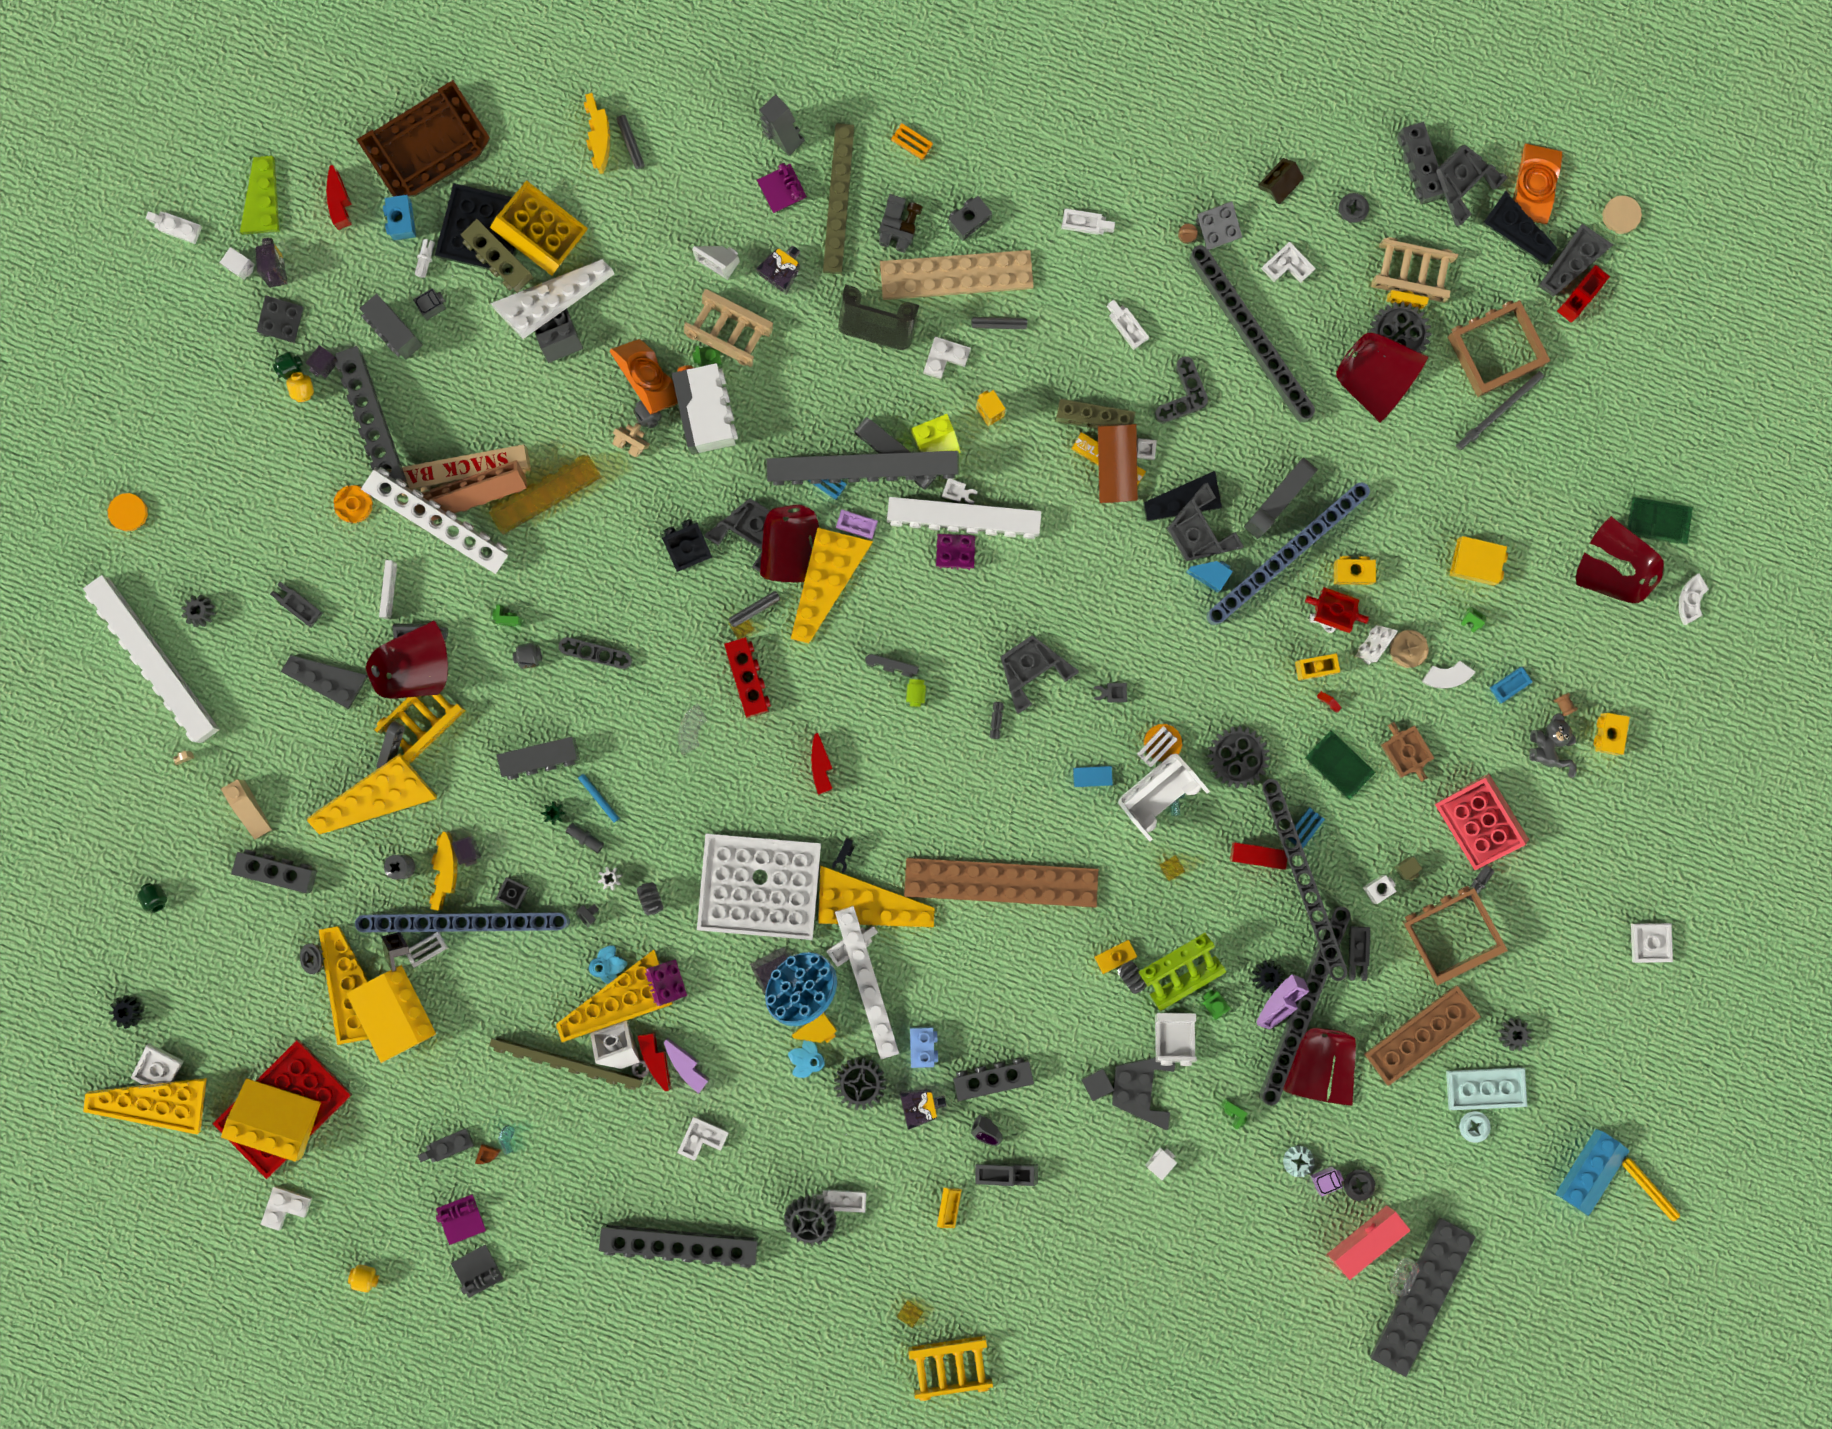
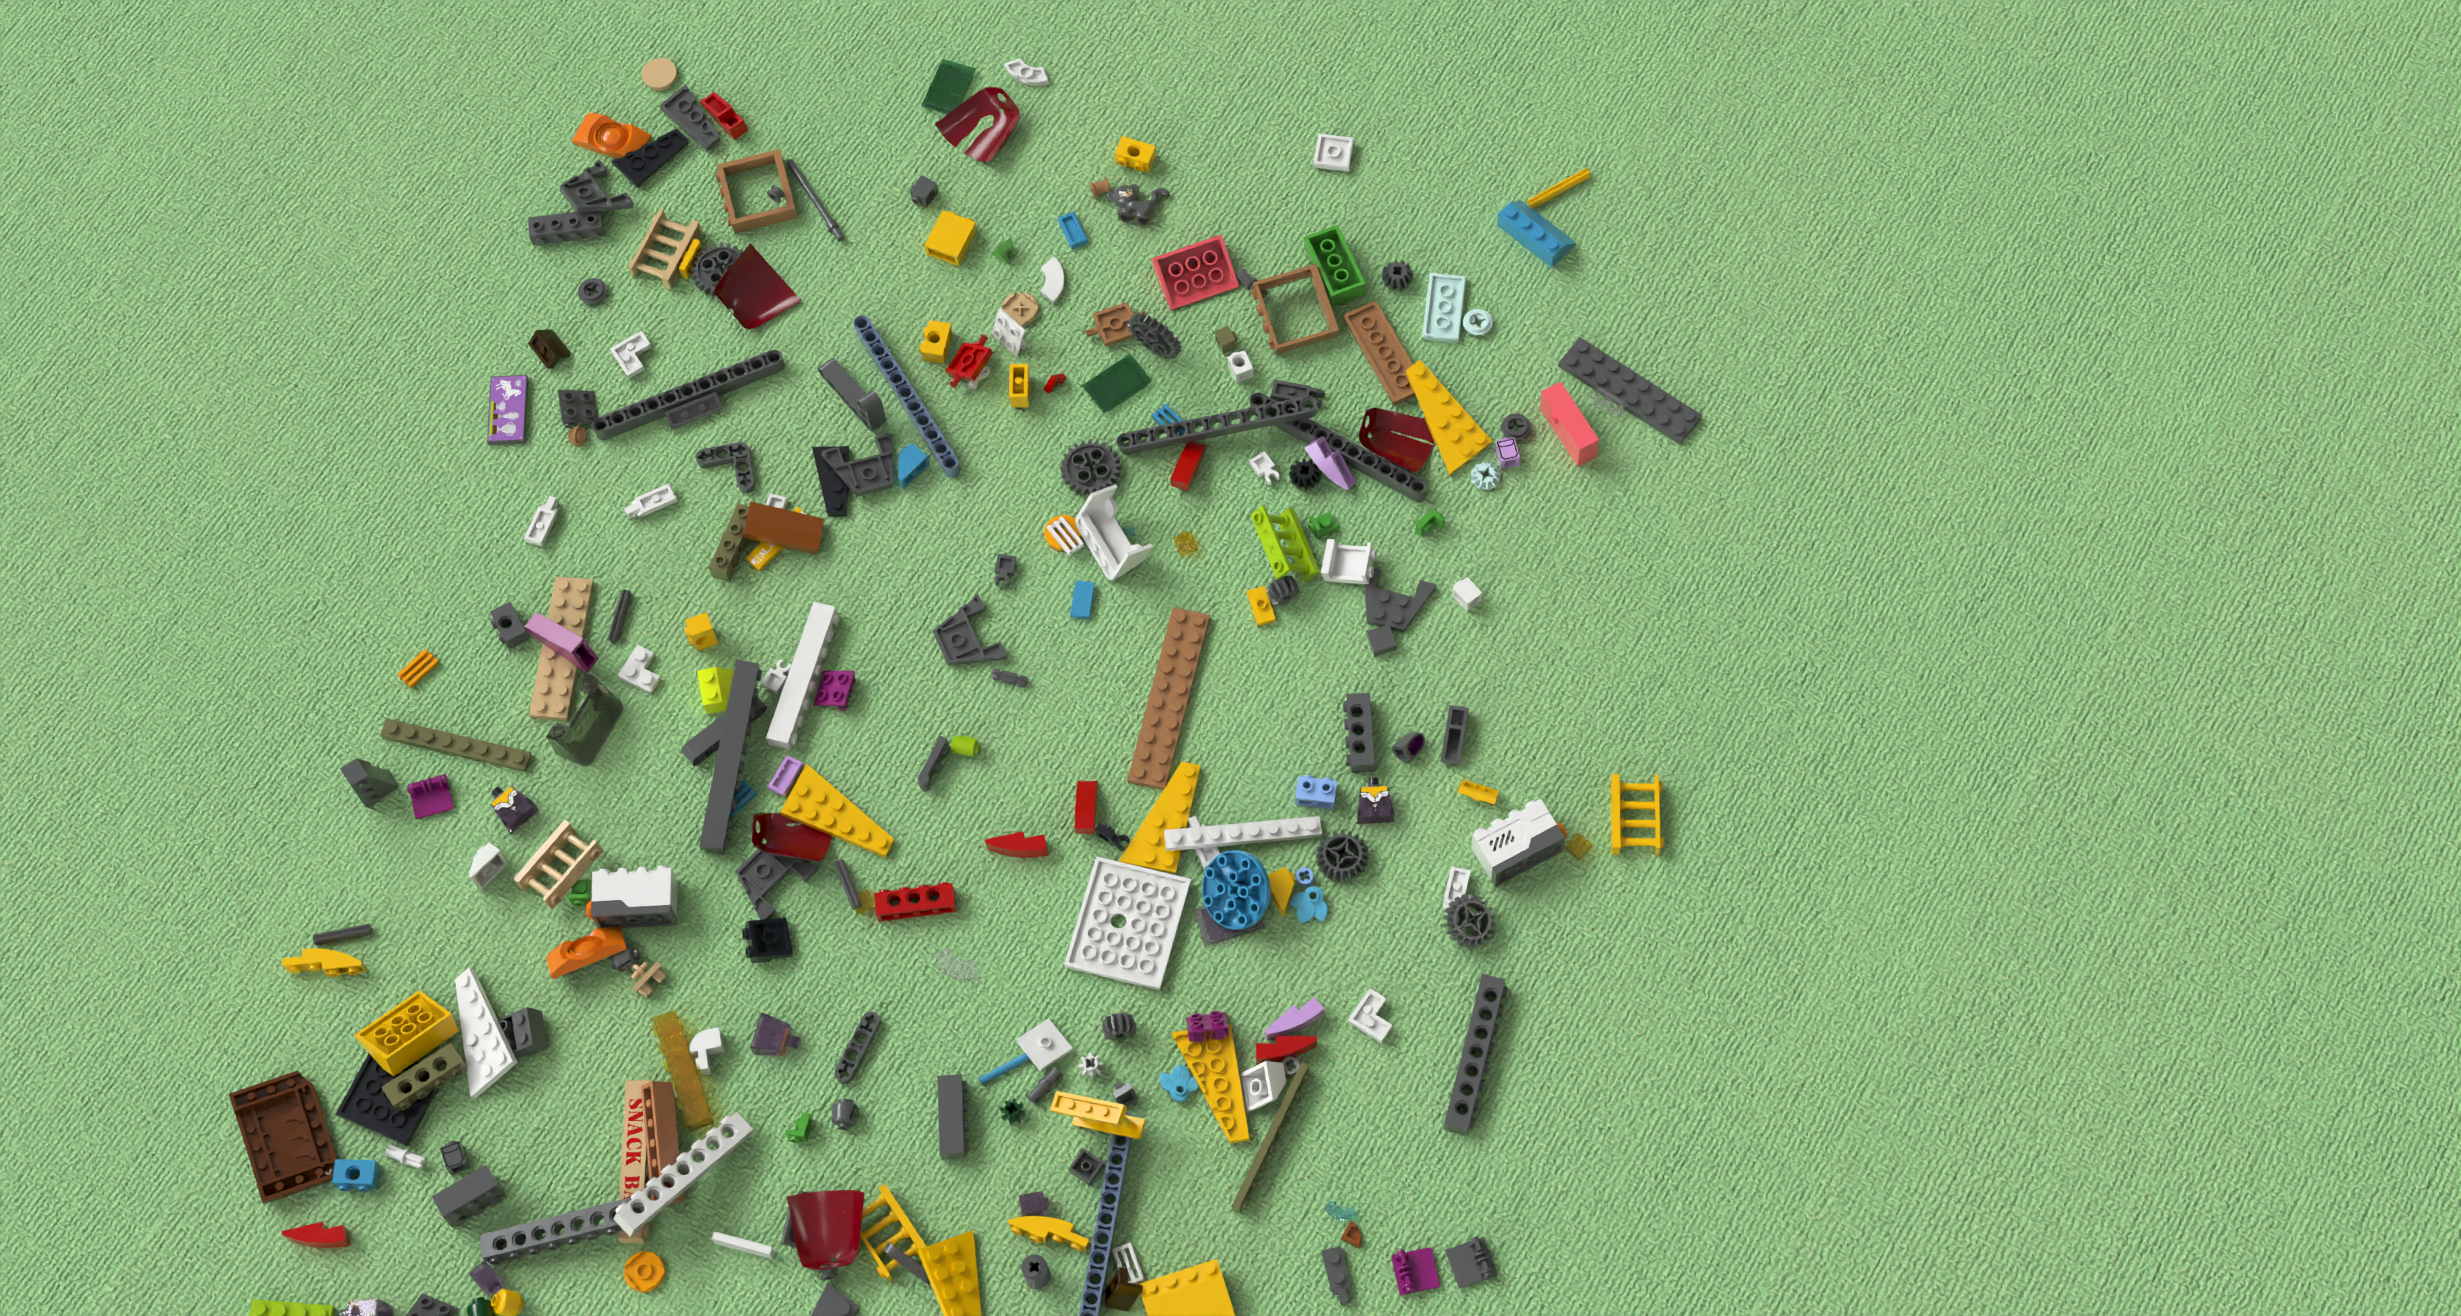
camera: 70 degrees left, 20 degrees down
(549, 899) = (1098, 1115): none -> yellow fence
(573, 509) = (706, 1044): none -> white brick
(591, 572) = (773, 1037): none -> clear purple torso
(624, 830) = (1044, 1045): none -> white plate
(828, 1051) = (1302, 871): none -> light blue bush
(871, 823) = (1085, 807): none -> red slope
(894, 227) = (500, 696): dark grey hips -> none
(899, 1257) = (1518, 842): none -> piece
(955, 273) = (562, 641): none -> slope
(1205, 156) = (507, 410): none -> tile
(1235, 342) = (693, 410): none -> dark grey plate
(1270, 931) = (1264, 466): none -> white plate
(1350, 1116) = (1450, 425): none -> yellow wing
(1393, 796) = (1154, 336): none -> dark grey gear
(1494, 369) = (775, 193): none -> dark grey bush
(1514, 969) = (1335, 264): none -> bright green brick
(1527, 521) = (923, 191): none -> dark grey brick

